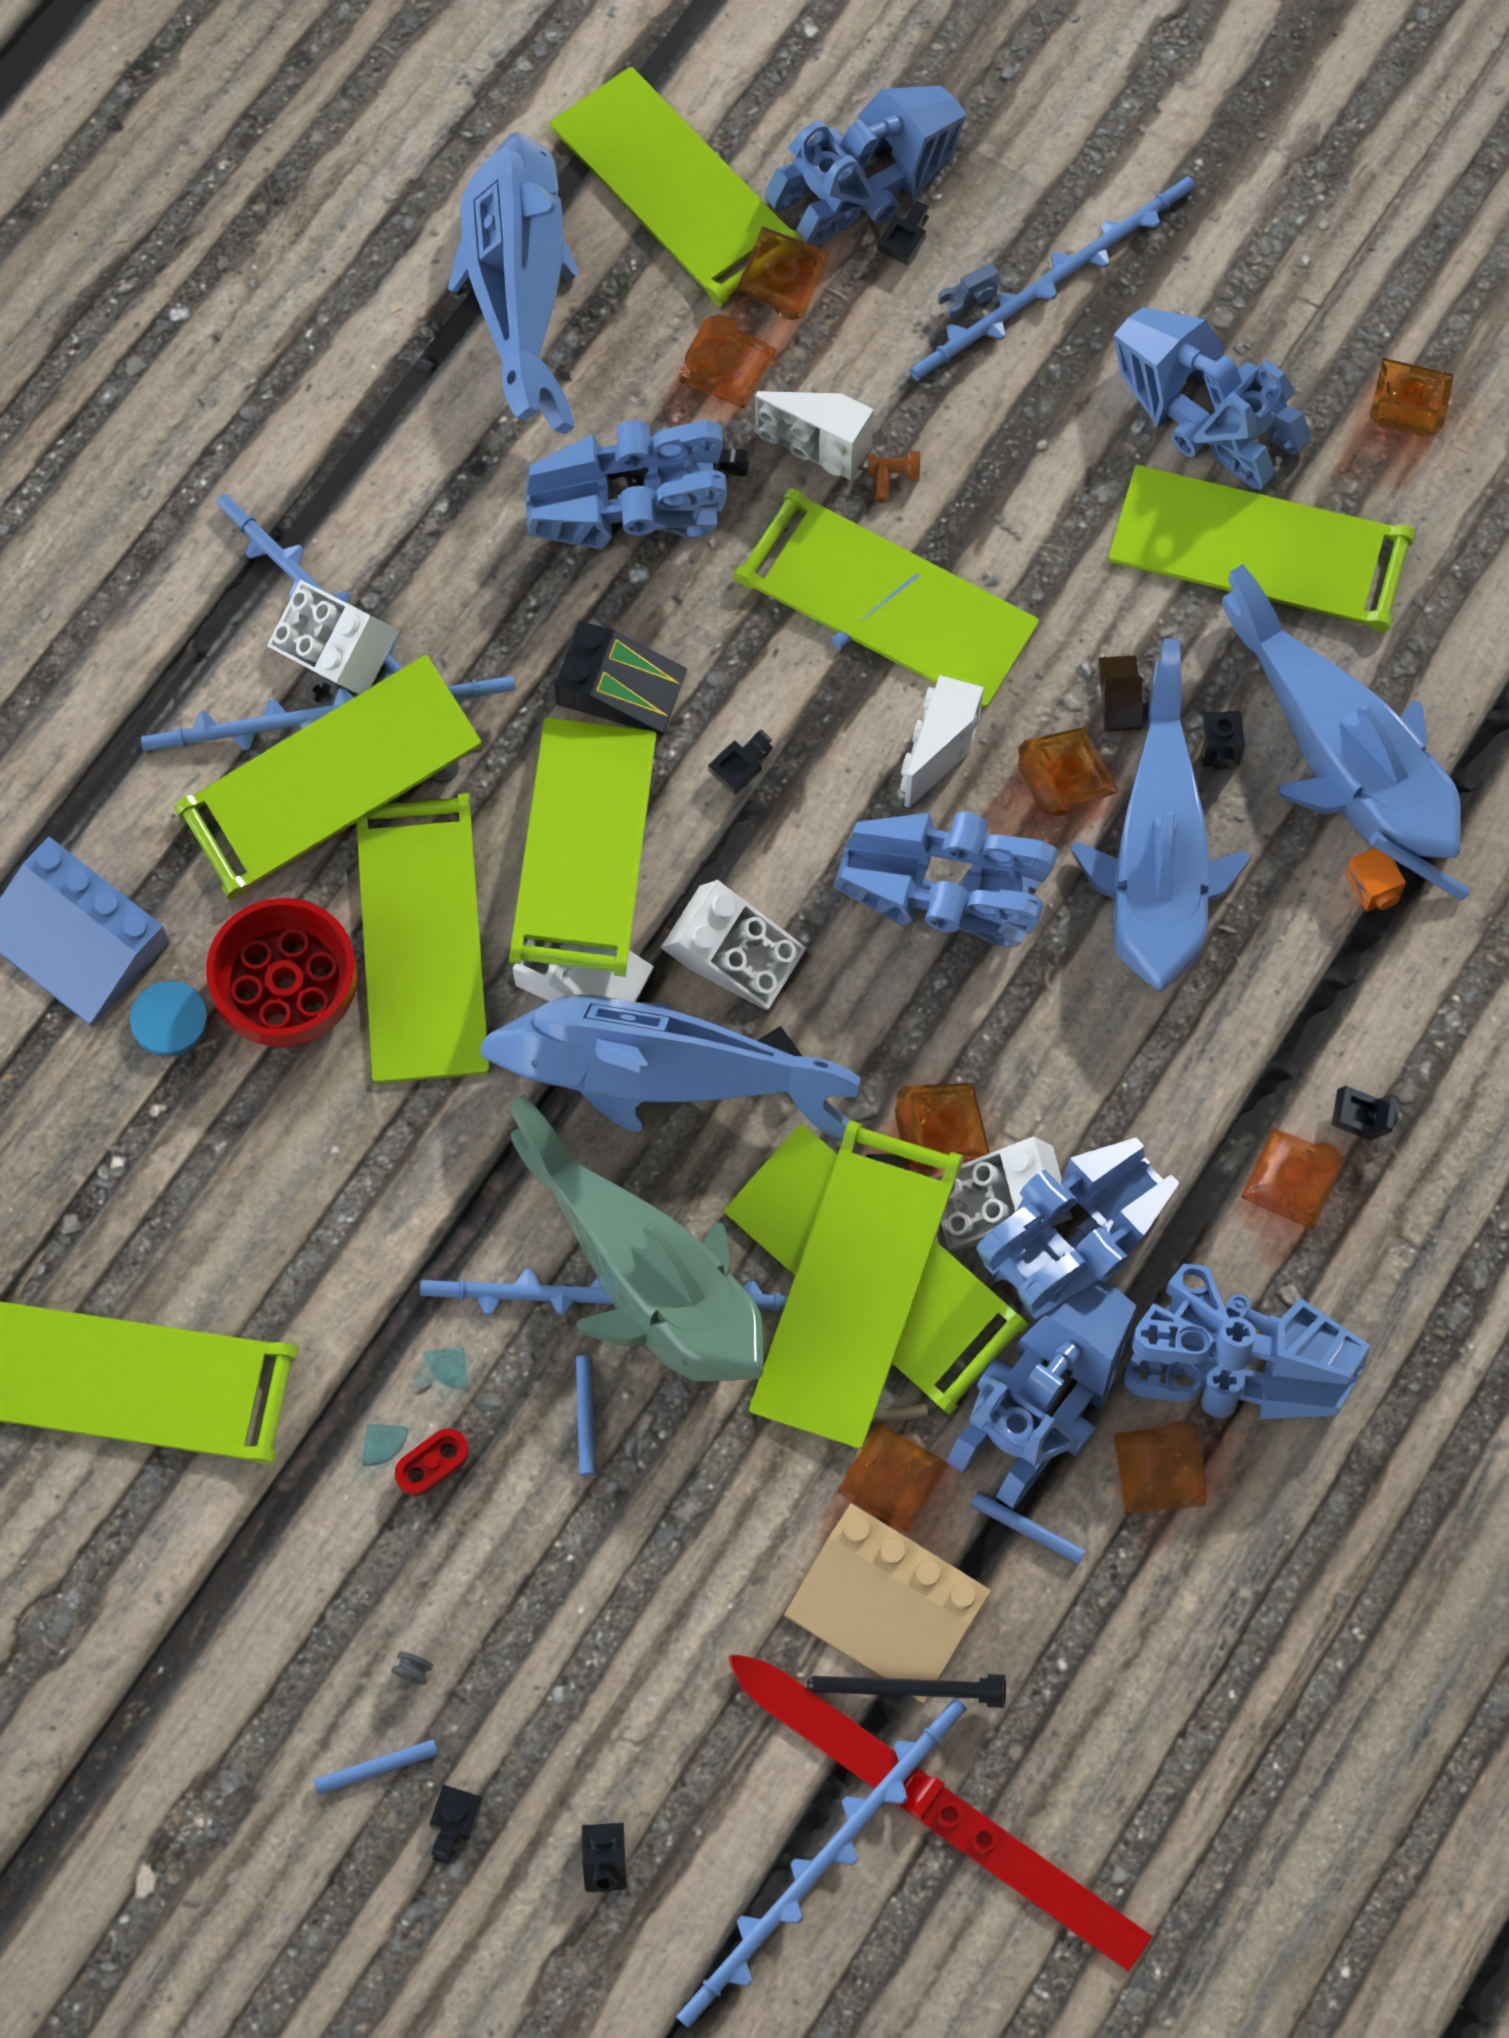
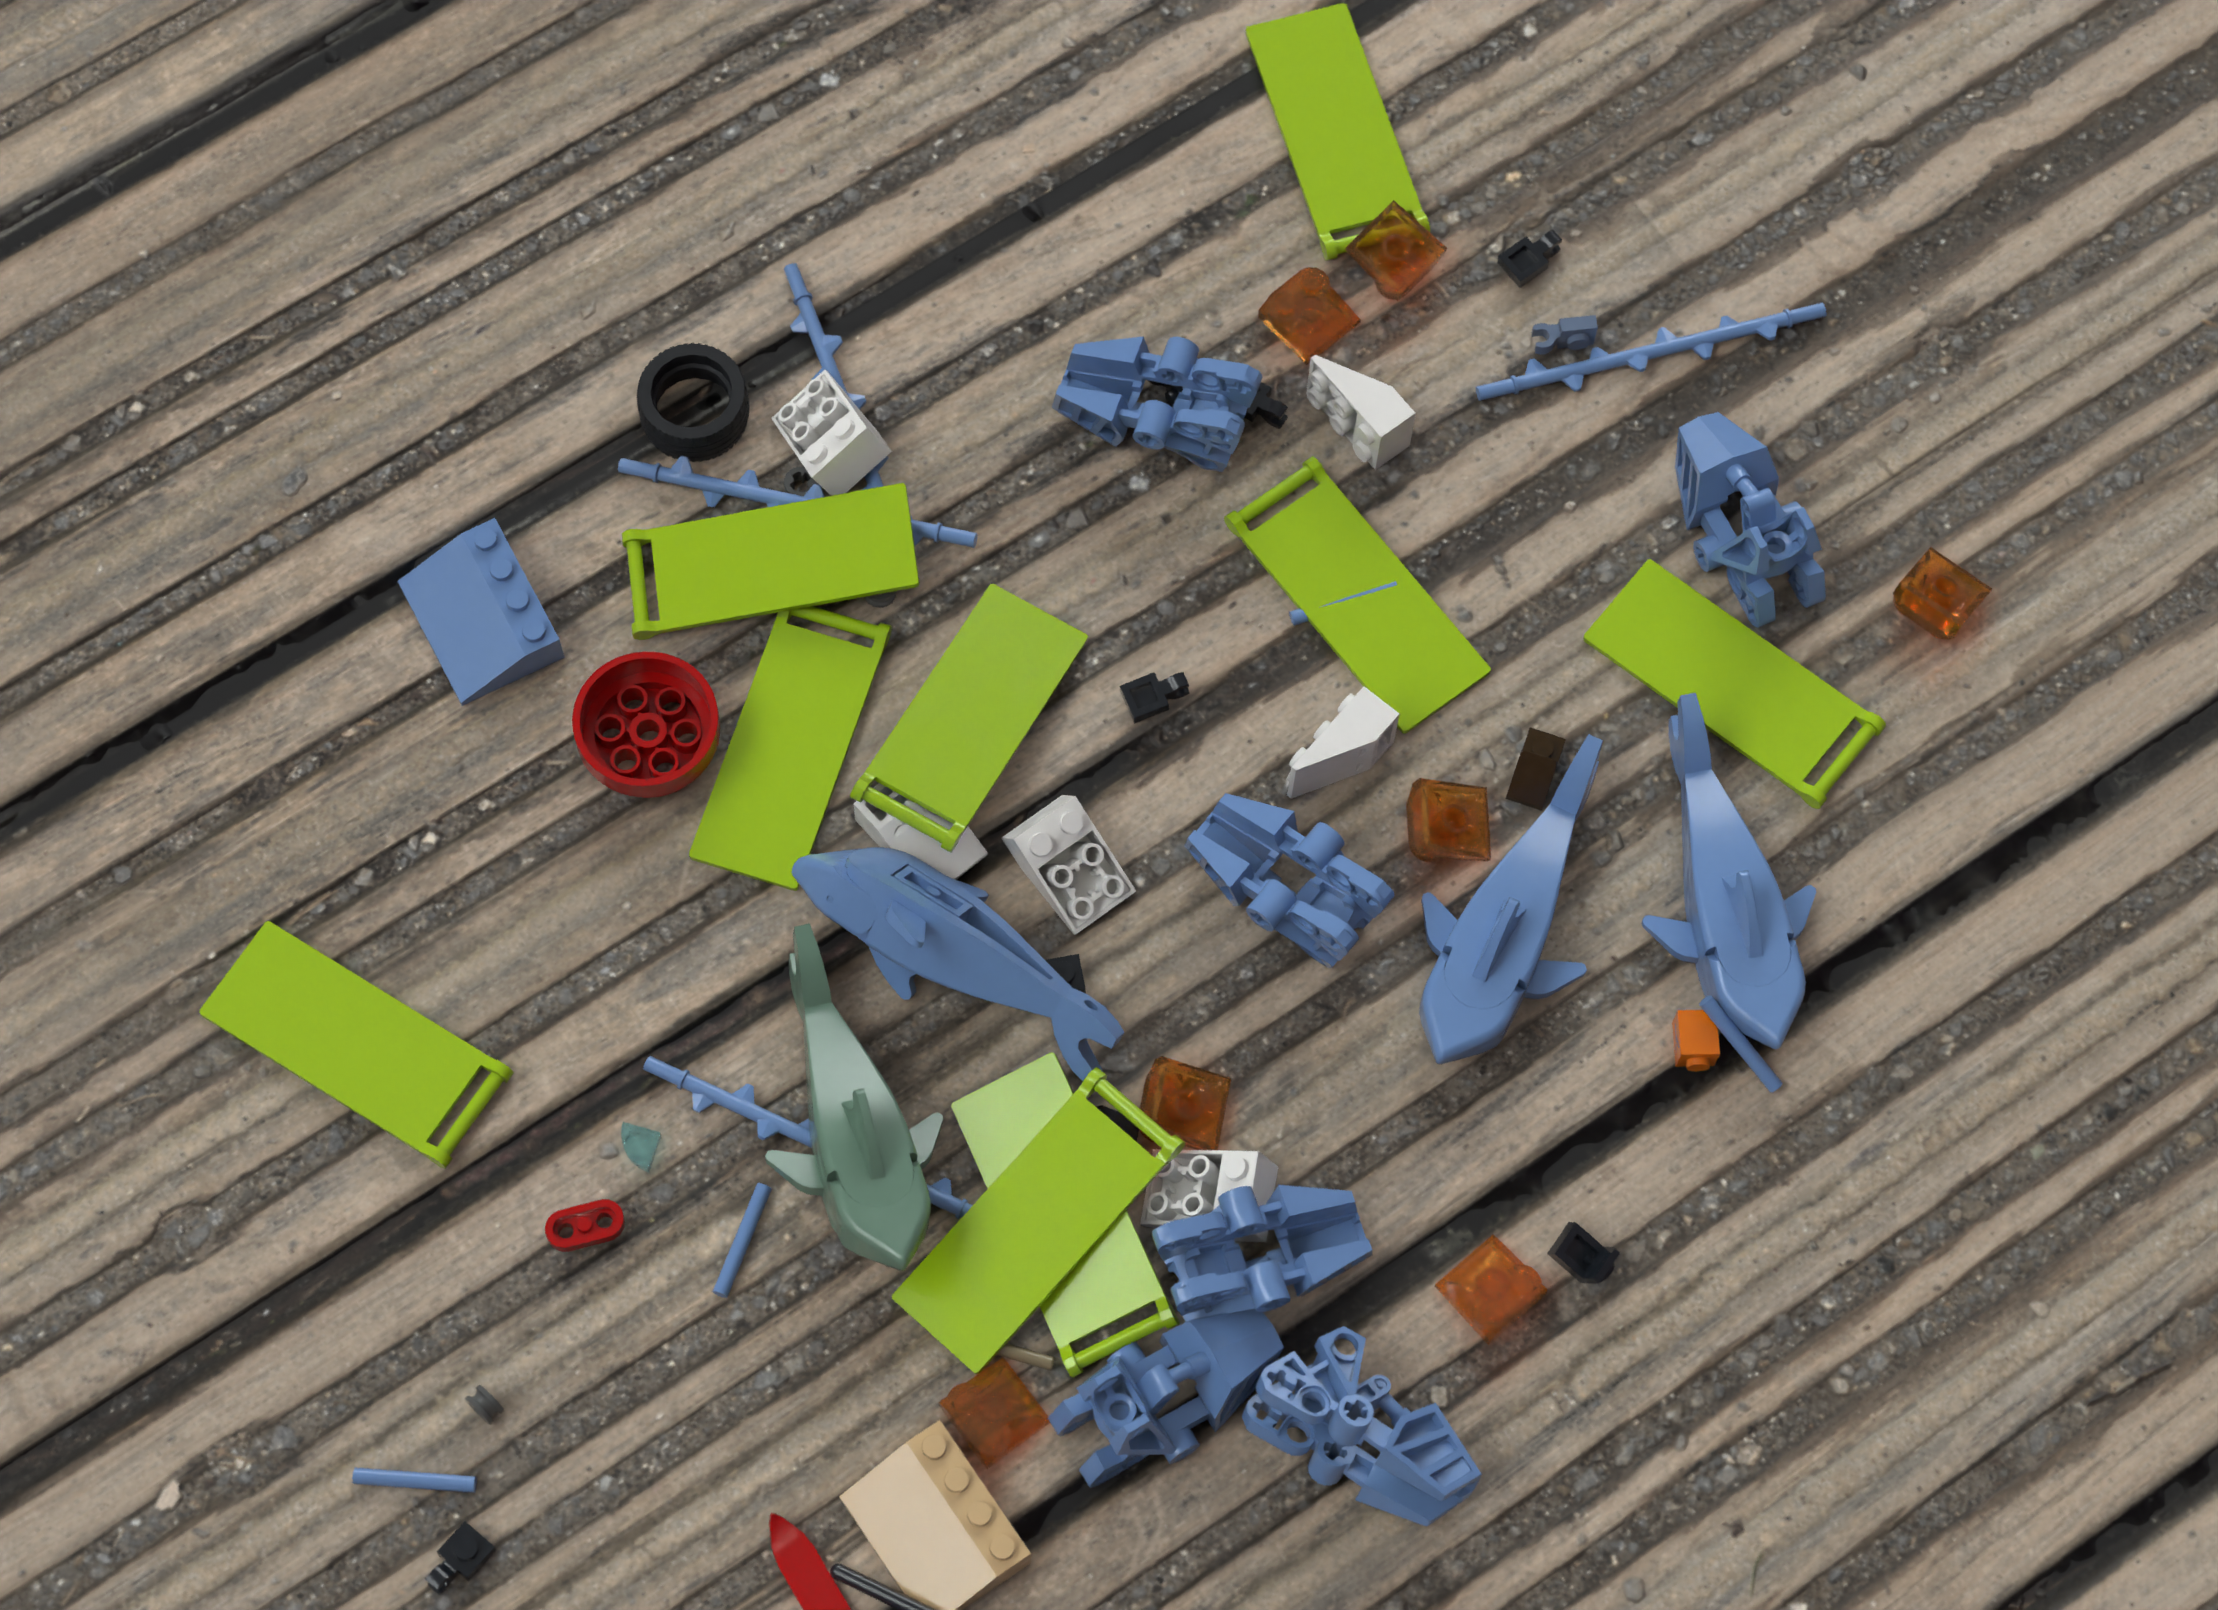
camera: 20 degrees right, 0 degrees up
(169, 1018) = (532, 726): dark azure tile -> none
(178, 619) = (682, 364): none -> black tyre
(383, 1443) = (550, 1190): clear light blue tile -> none
(515, 261) = (1146, 149): medium blue animal -> none
(618, 679) = (1074, 574): black slope -> none
(883, 467) = (1408, 470): dark orange piece -> none
(914, 121) = (1583, 161): medium blue piece -> none
(1028, 1528) = (1096, 1511): medium blue bar -> none
(1161, 1468) = (1243, 1507): clear orange slope -> none
(1223, 739) = (1609, 850): black bracket -> none

